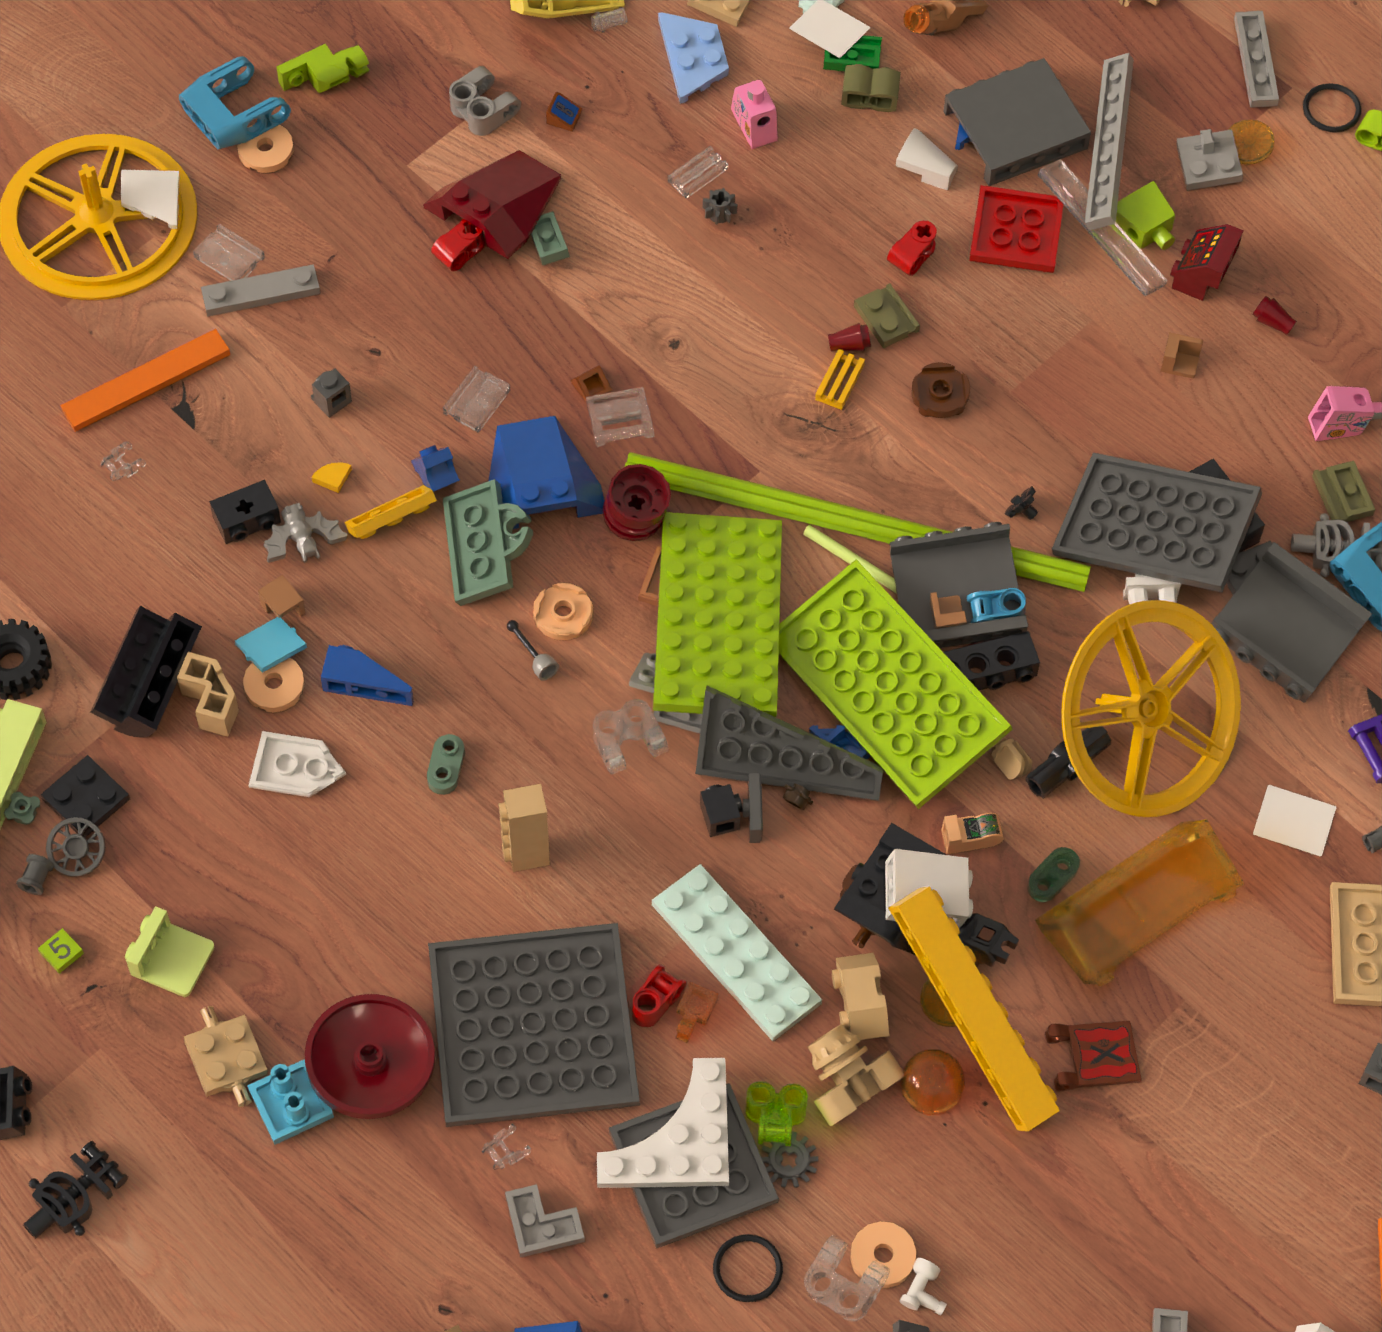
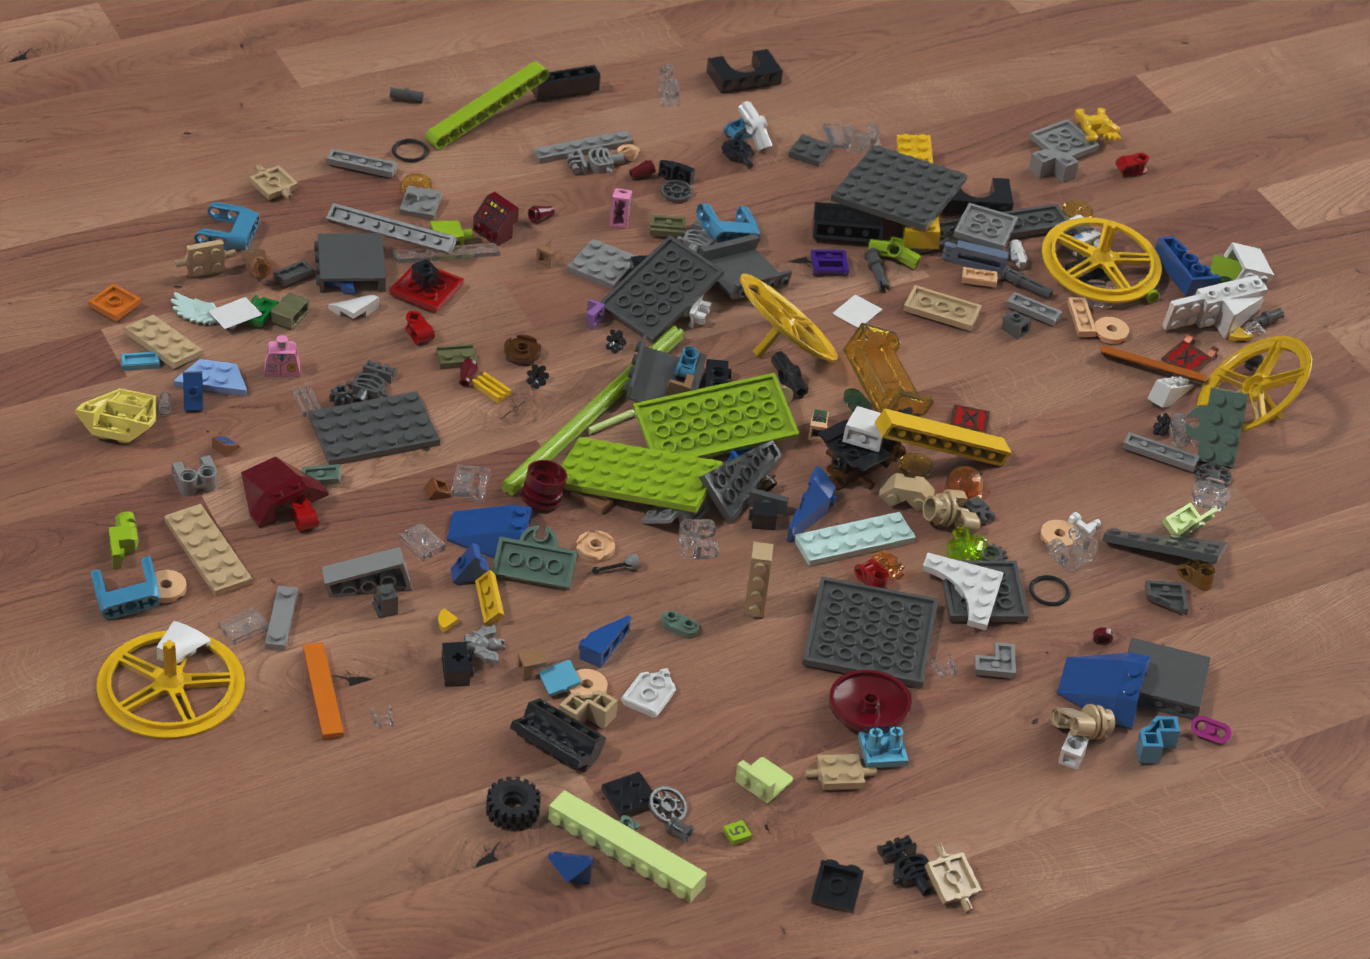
camera: 75 degrees left, 20 degrees down
(53, 1257) = (953, 878): none -> tan plate
(353, 167) = (208, 550): none -> tan plate
(369, 356) = (367, 573): none -> light grey wedge
(638, 38) = (193, 390): none -> blue brick
(681, 268) = (373, 428): none -> dark grey plate
(782, 871) = (814, 503): none -> blue wedge
(801, 233) = (372, 381): none -> dark grey torso
(887, 425) = (537, 376): none -> black plant
(890, 1115) = (979, 507): none -> dark grey plate
(957, 64) = (293, 273): none -> dark grey plate
(1022, 213) = (425, 274): none -> black brick
(1067, 458) = (595, 313): none -> medium lavender bracket
(1203, 428) = (601, 264): none -> light grey plate

